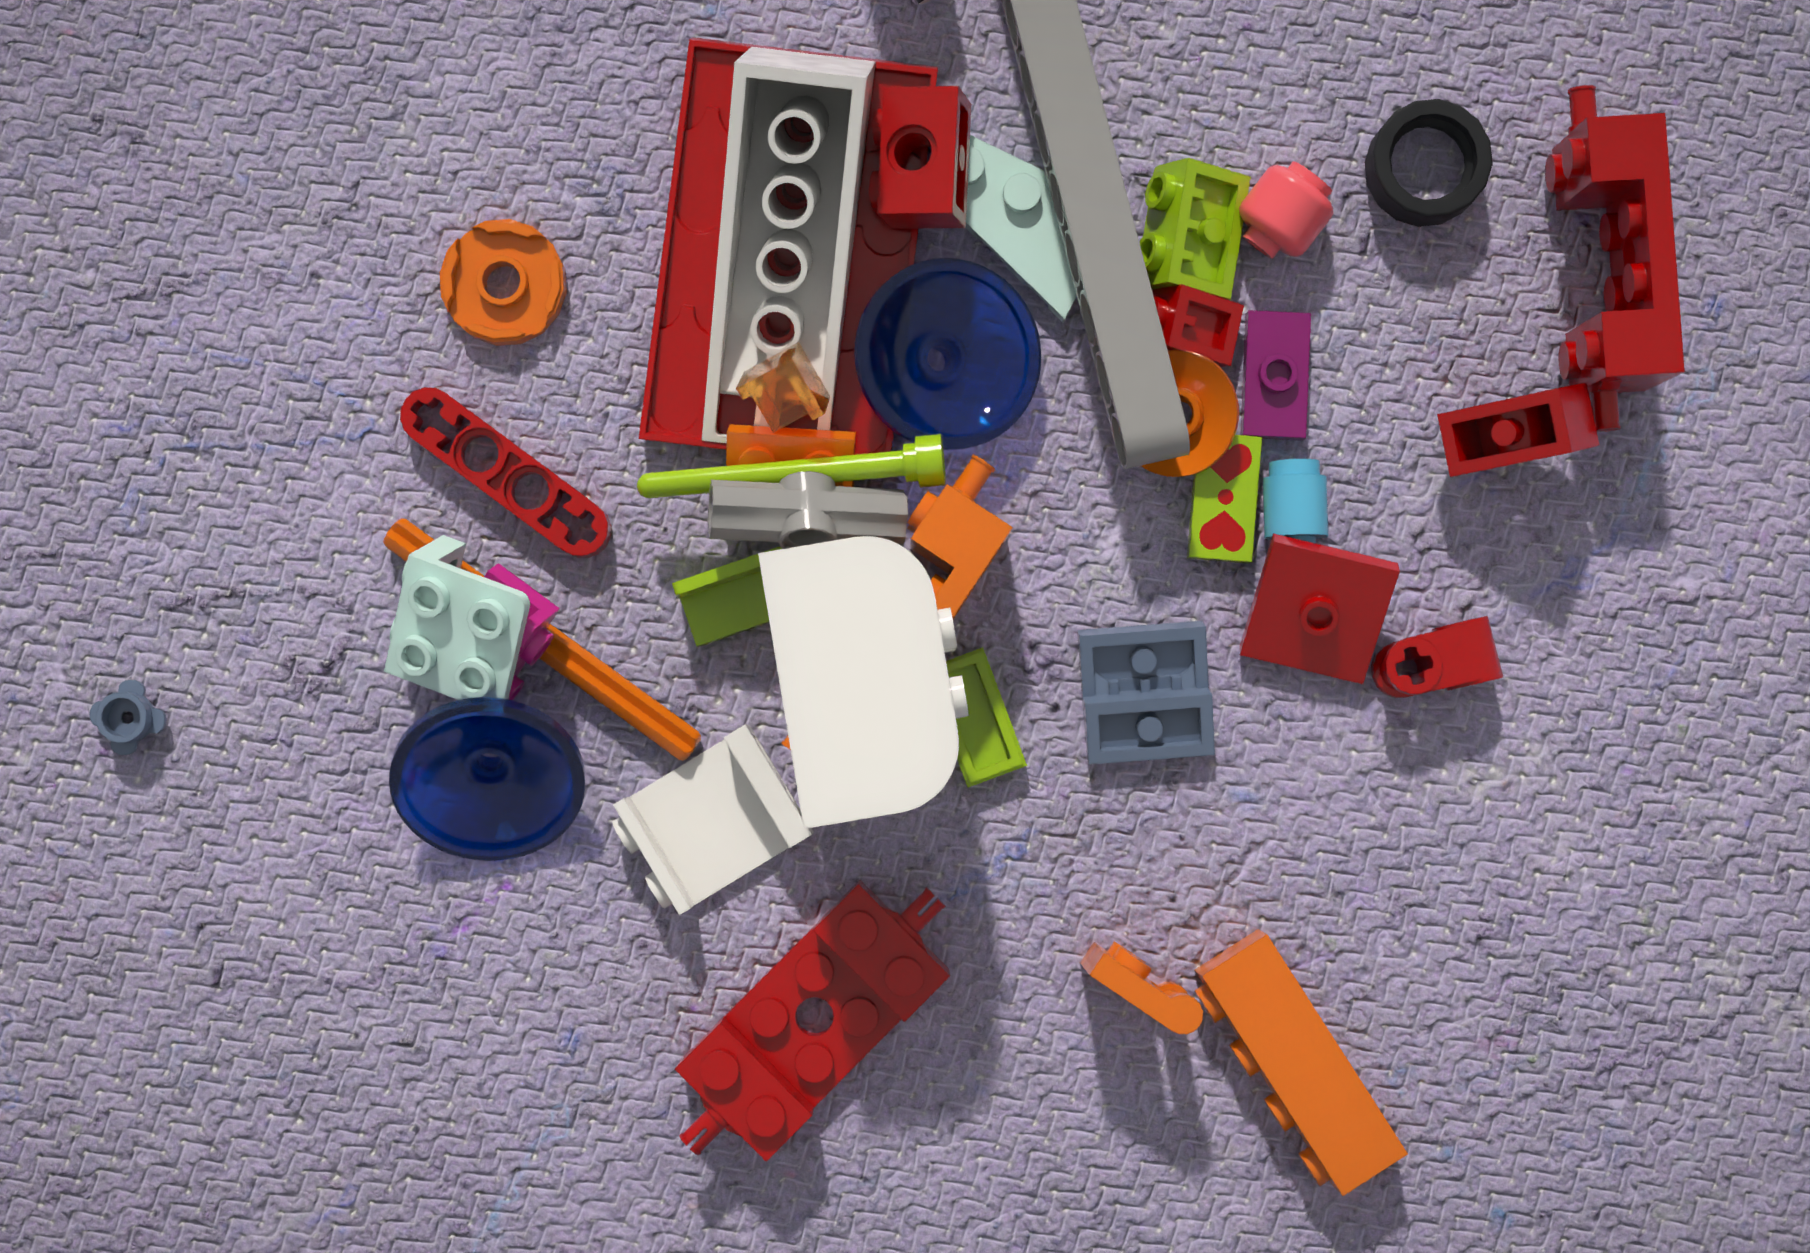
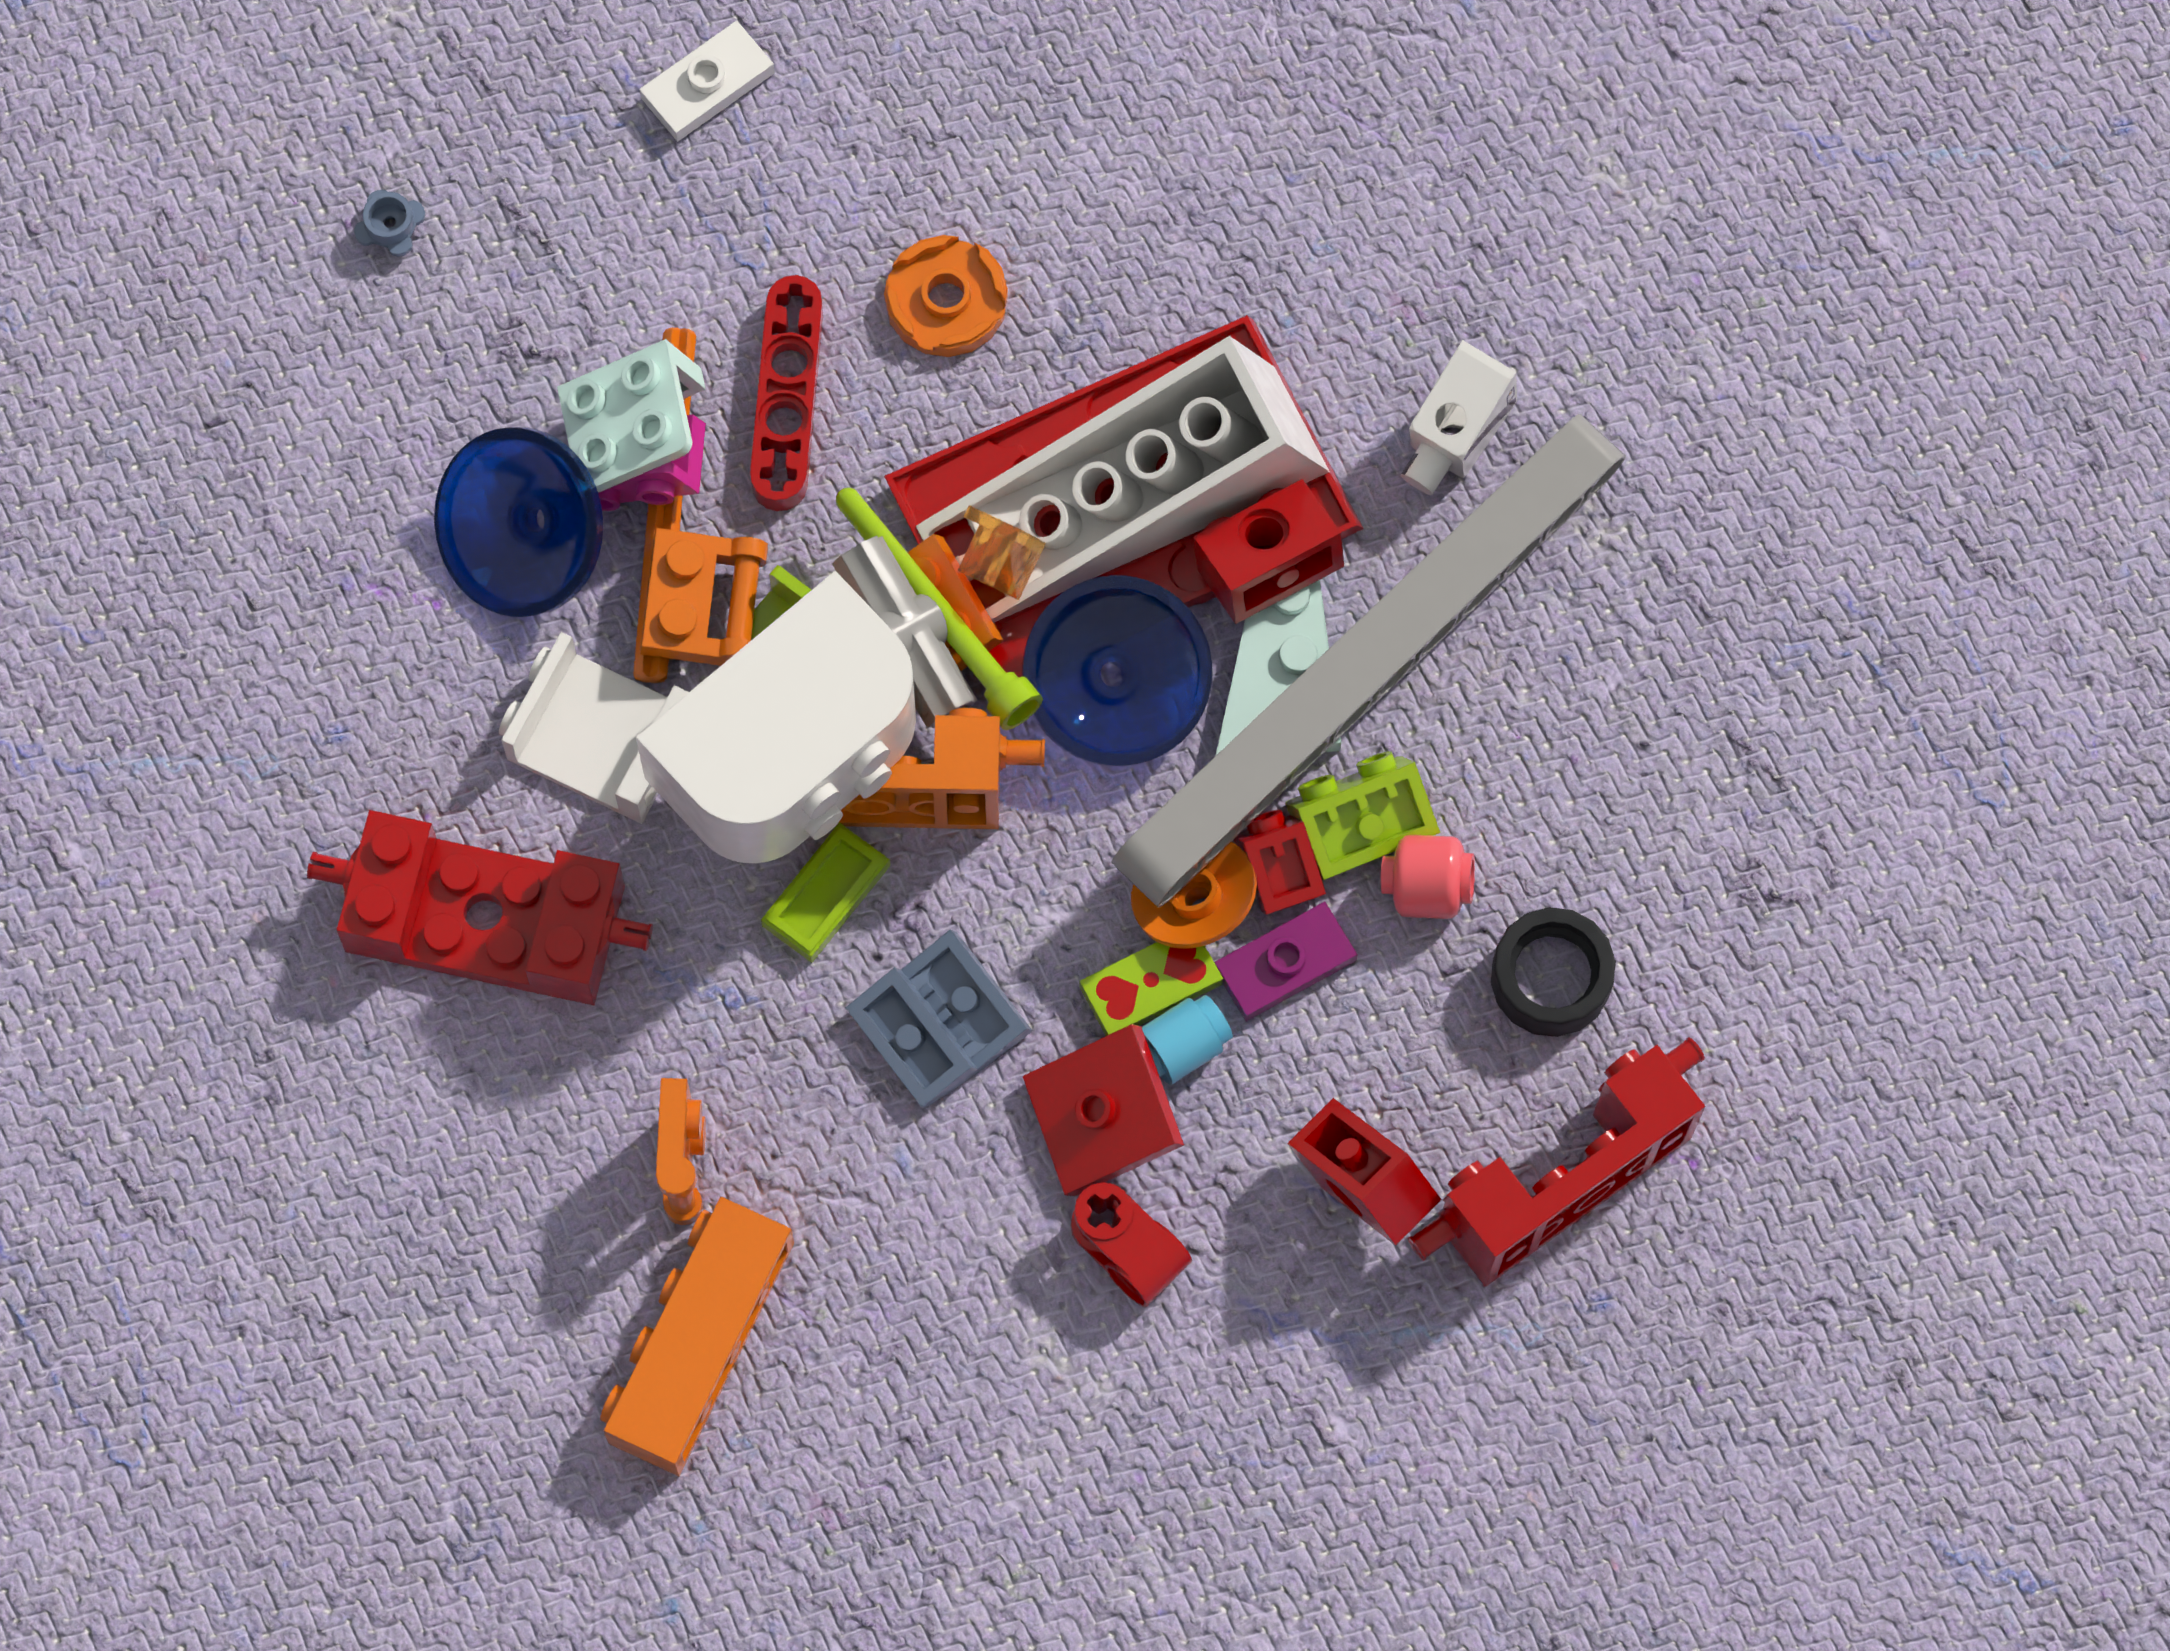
camera: 55 degrees right, 15 degrees down
(170, 362) = (707, 81): none -> white plate
(640, 677) = (682, 595): none -> orange plate

